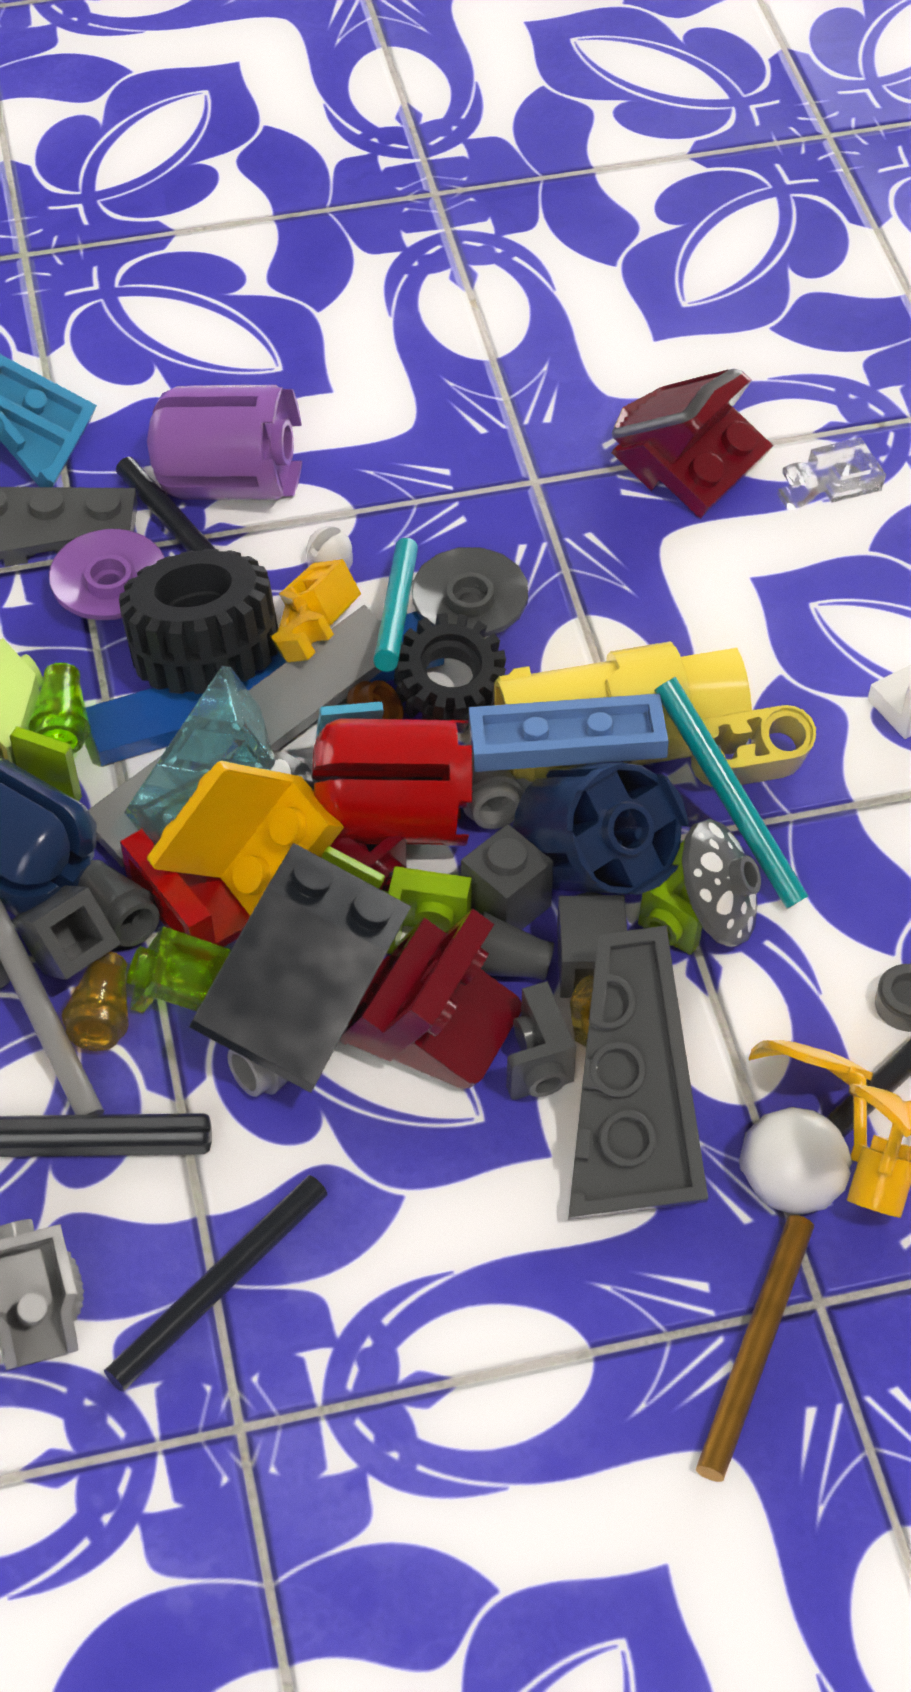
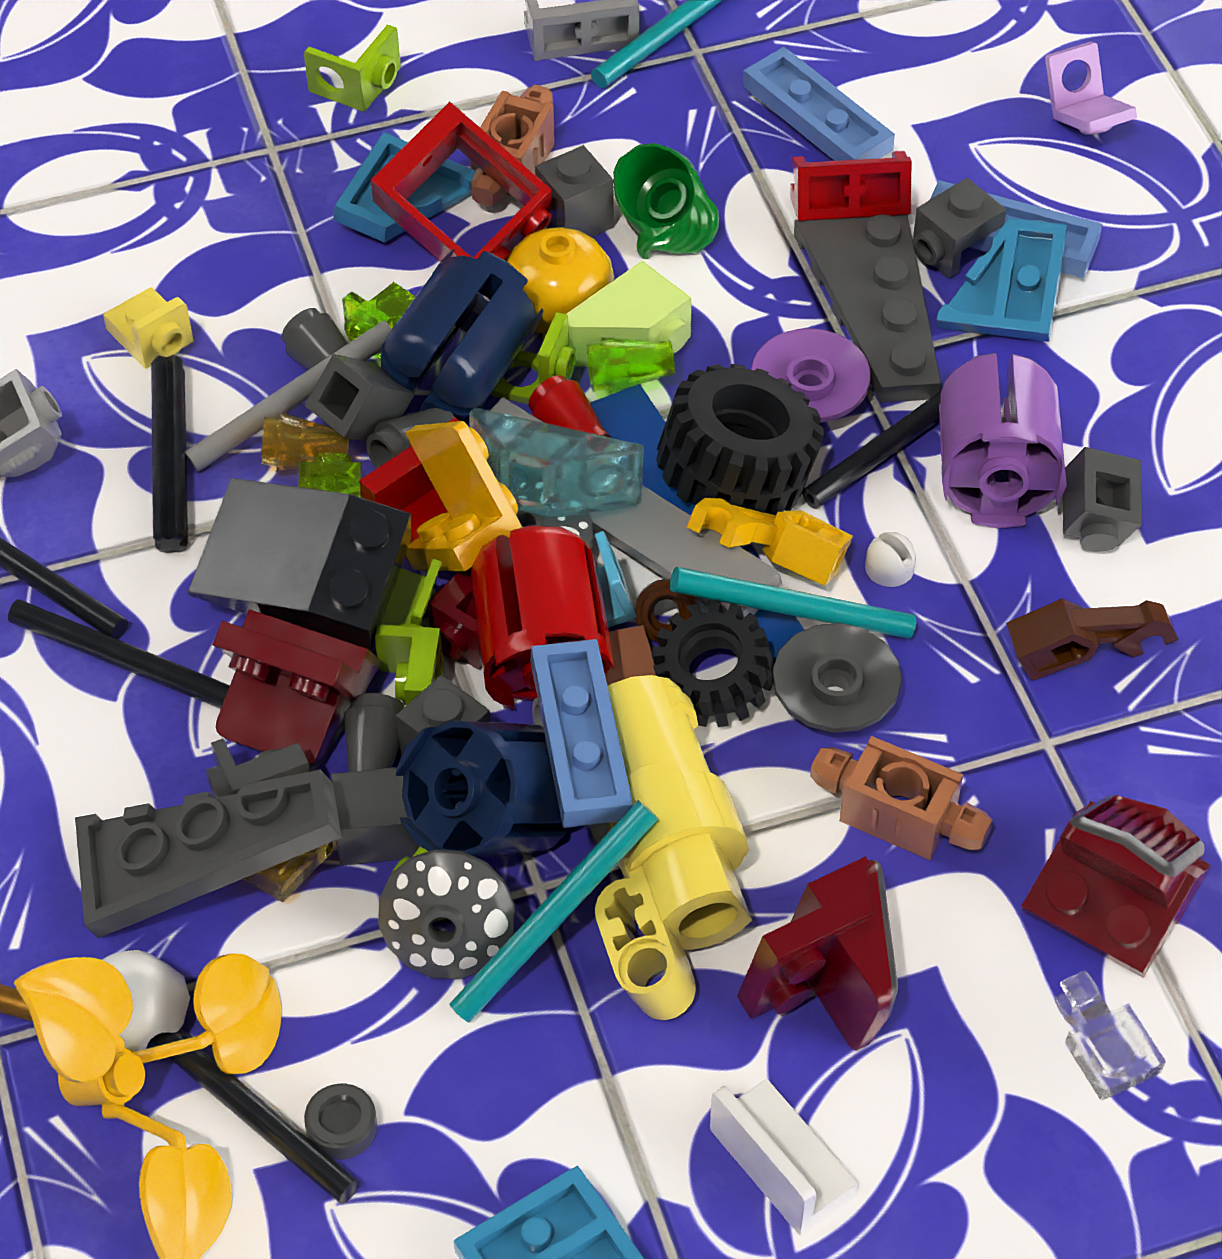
camera: 85 degrees right, 0 degrees up
(113, 762) = (565, 405): none -> red cone
(314, 390) = (1102, 499): none -> dark grey brick
(349, 1186) = (118, 653): none -> black piece
(446, 433) = (1069, 634): none -> reddish brown piece
(600, 566) = (892, 771): none -> nougat piece
(770, 608) = (837, 948): none -> dark red piece

